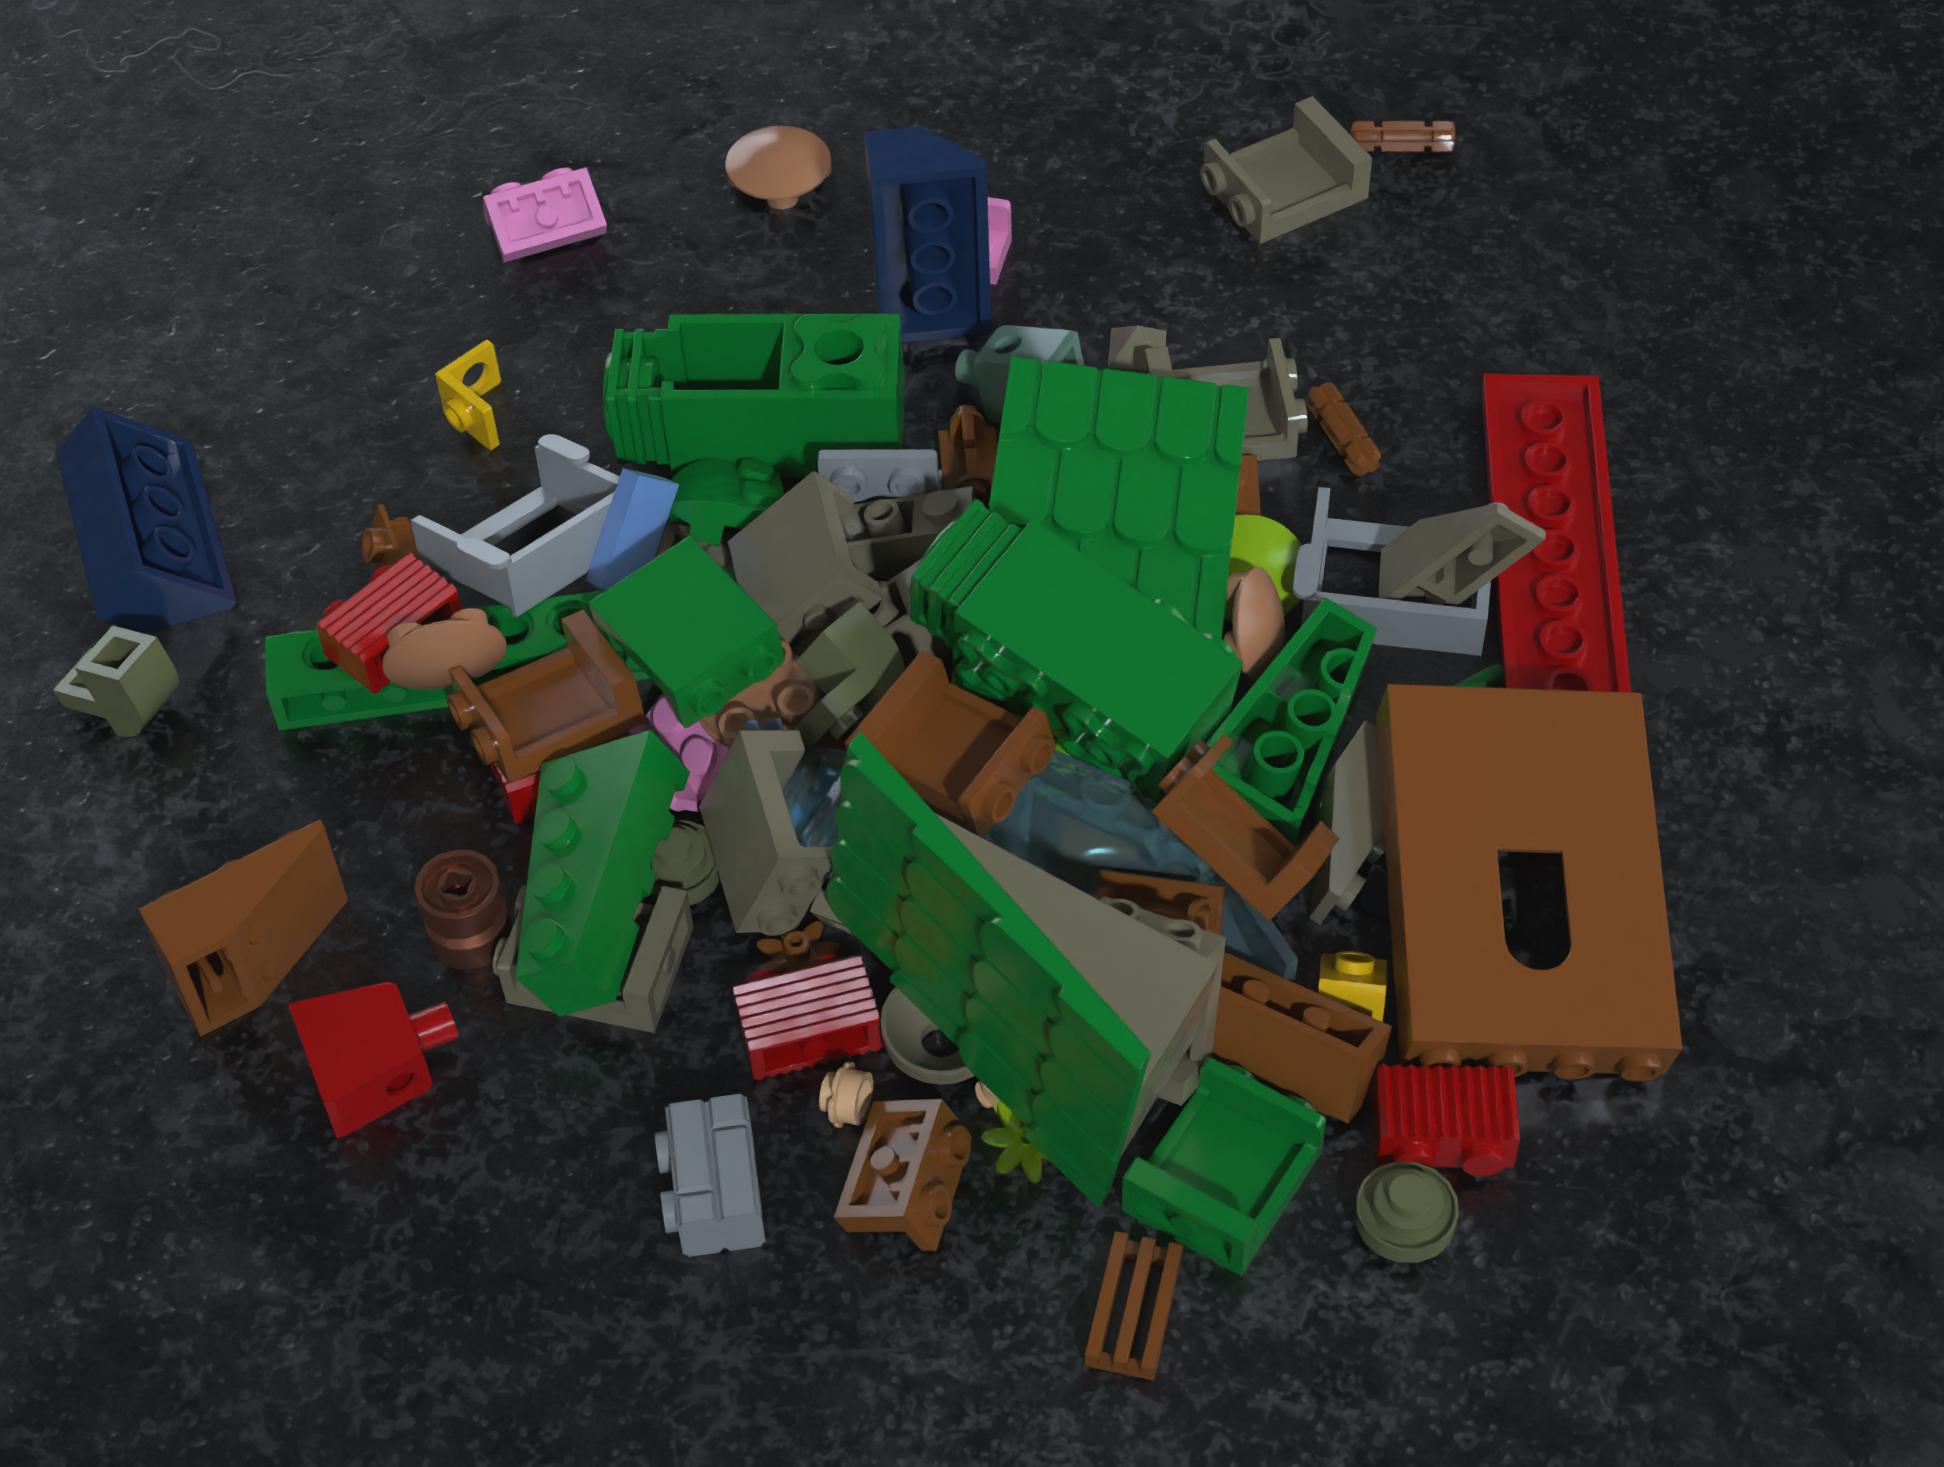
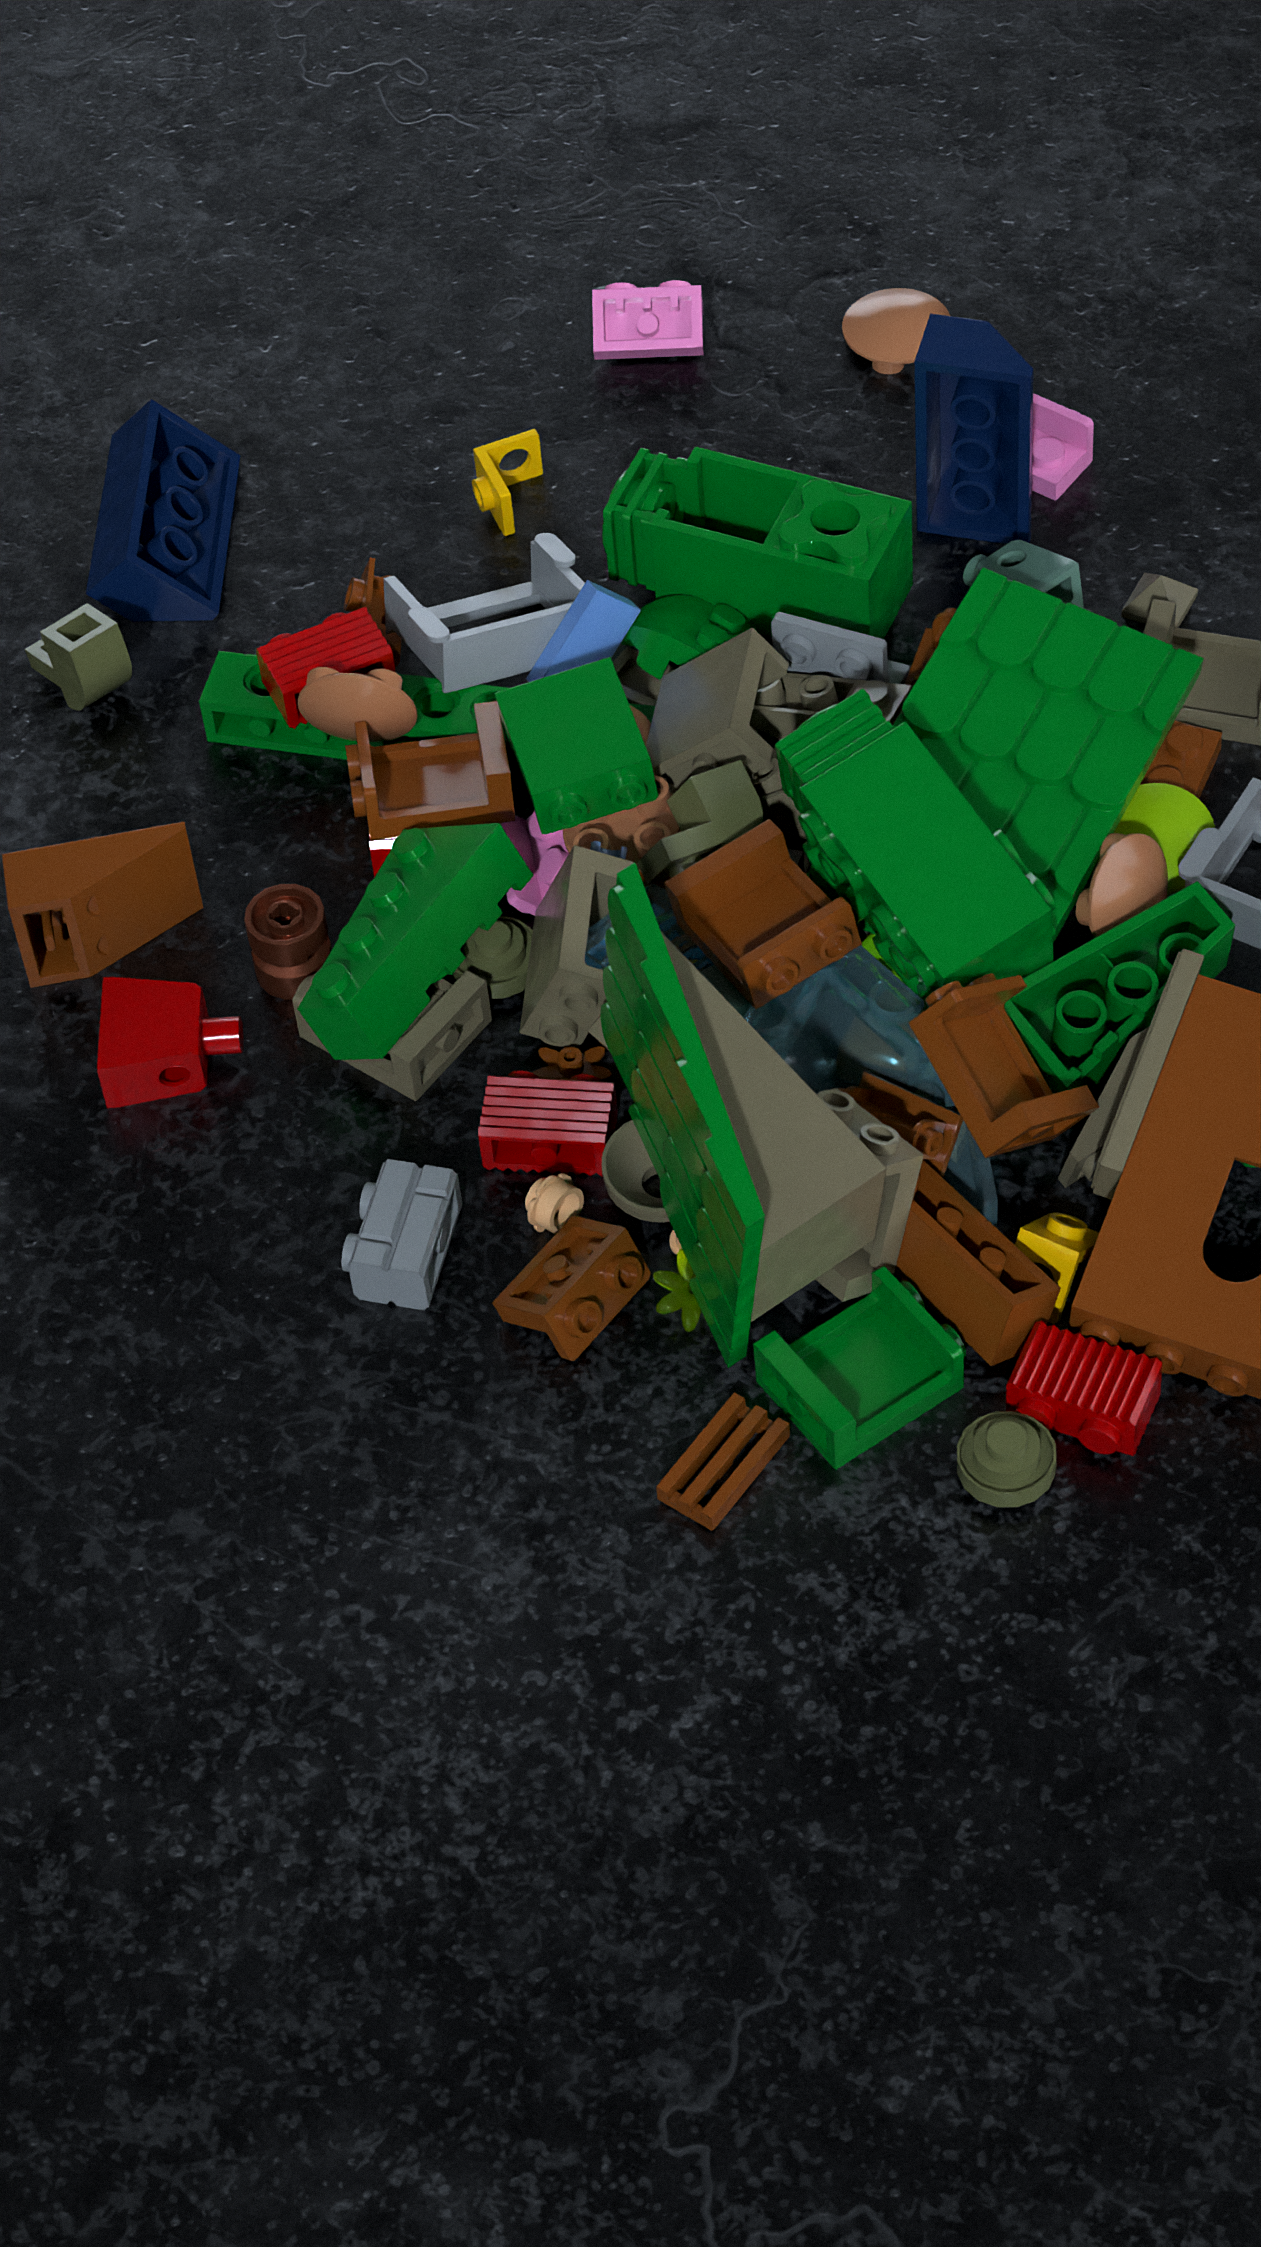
camera: 25 degrees right, 0 degrees up
(1374, 795) = (1146, 1073): none -> dark tan tile

